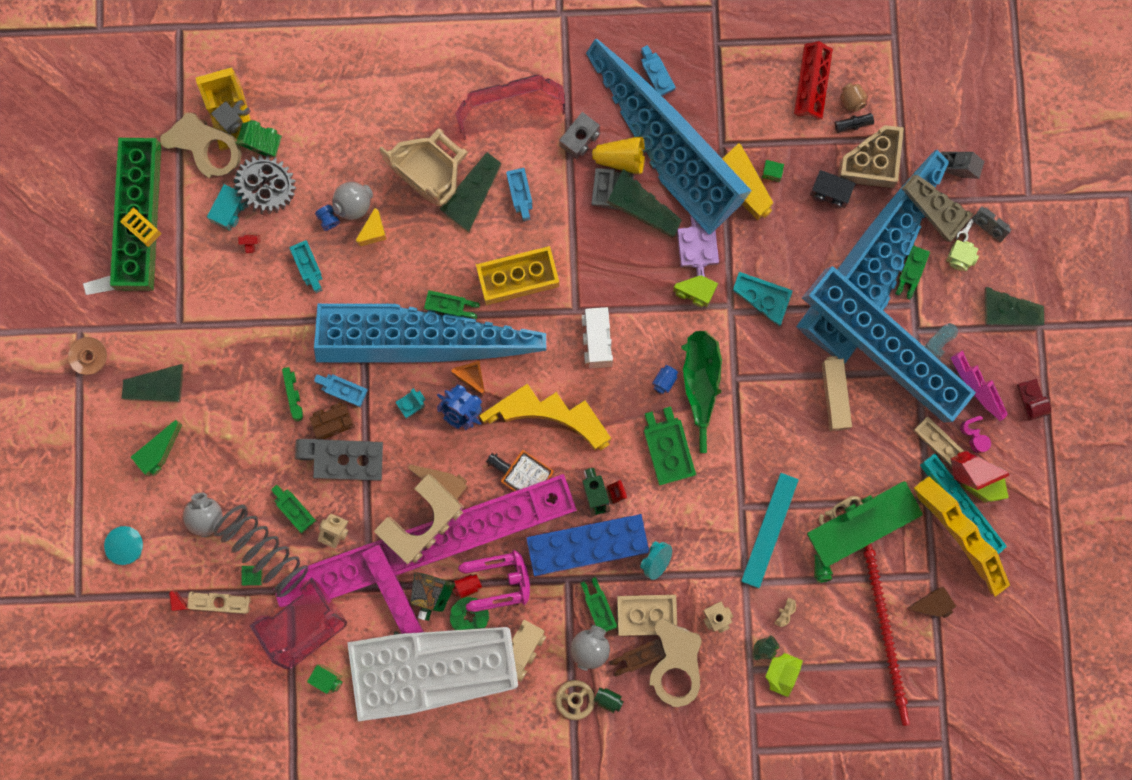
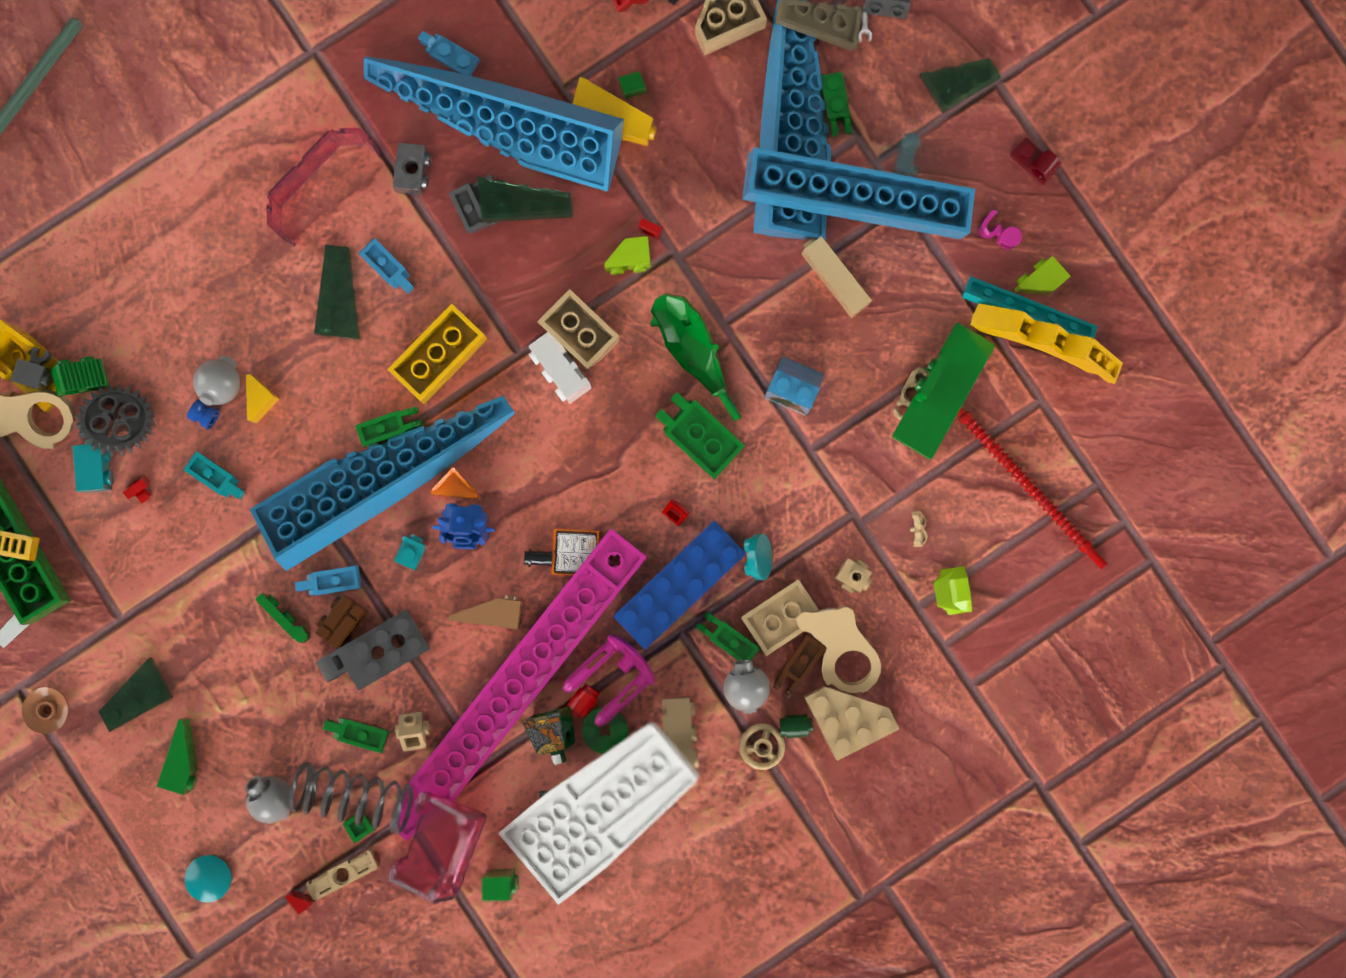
camera: 30 degrees left, 5 degrees up
(391, 590) = (511, 753): dark pink plate -> none
(427, 166) = (272, 297): tan piece -> none
(445, 509) = (512, 638): tan arch -> none
(525, 404) = (529, 481): yellow arch -> none
(596, 498) = (660, 532): dark green torso -> none
(621, 154) = (467, 162): yellow cone -> none
(628, 320) = (579, 330): none -> tan slope
(649, 720) = (848, 721): none -> tan brick
(665, 379) = (654, 368): blue brick -> none
(697, 247) = (603, 212): lavender plate -> none
(723, 279) = (650, 229): none -> red tile
(758, 453) = (794, 386): none -> dark azure slope
(764, 296) = (701, 220): teal wing -> none
(765, 648) = (920, 577): clear green rock -> none
(769, 530) = (852, 456): teal tile -> none
(821, 573) = (929, 467): green cone -> none
(832, 189) = (704, 67): black brick -> none
(935, 604) = (1061, 427): reddish brown slope -> none
(937, 440) = (970, 262): tan plate -> none
(962, 255) = (877, 55): yellowish green brick -> none
(975, 471) = (1022, 269): slope -> none
(985, 391) = (983, 181): dark pink slope -> none

